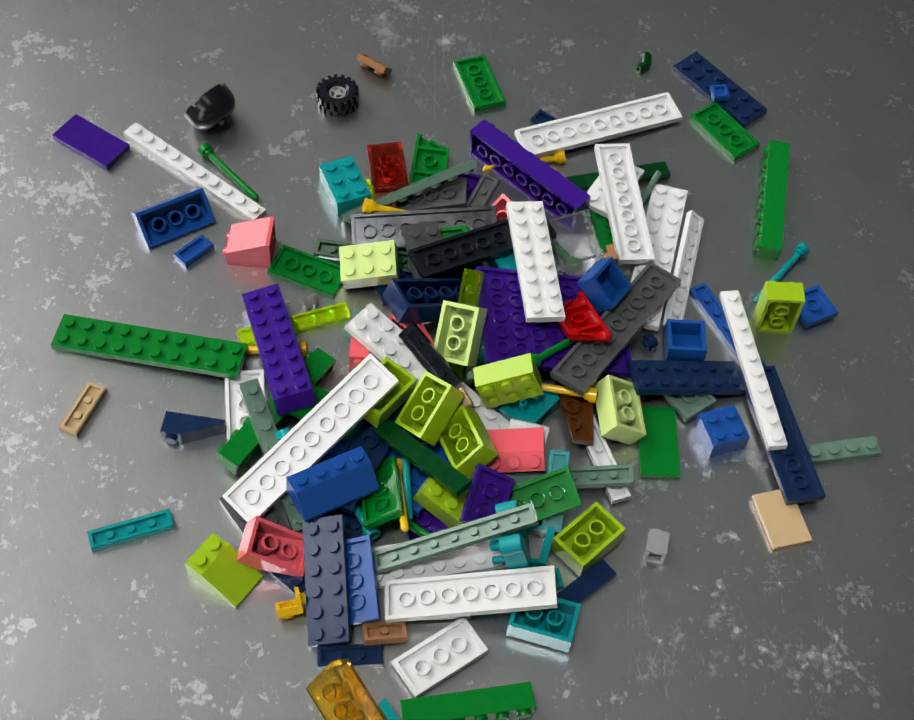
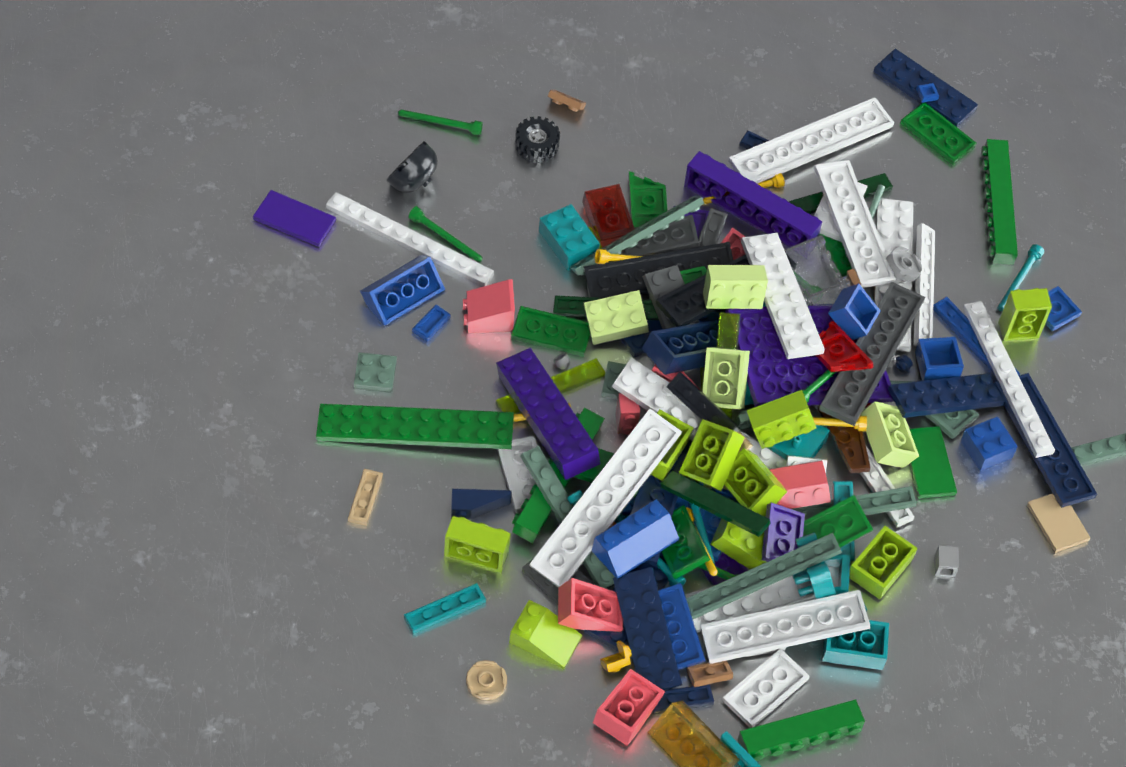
camera: 10 degrees left, 0 degrees up
(126, 290) = (375, 372): none -> sand green plate
(153, 610) = (486, 680): none -> tan tile
(176, 468) = (477, 543): none -> lime brick
(281, 79) = (474, 127): none -> green piece
(289, 658) = (628, 707): none -> coral slope
(479, 83) = (679, 108): green tile -> none
(486, 245) = (735, 286): none -> yellowish green brick
(588, 583) = (890, 602): dark blue tile -> none
(646, 62) = (845, 62): dark green arm -> none
(666, 246) = (904, 264): none -> light grey plate

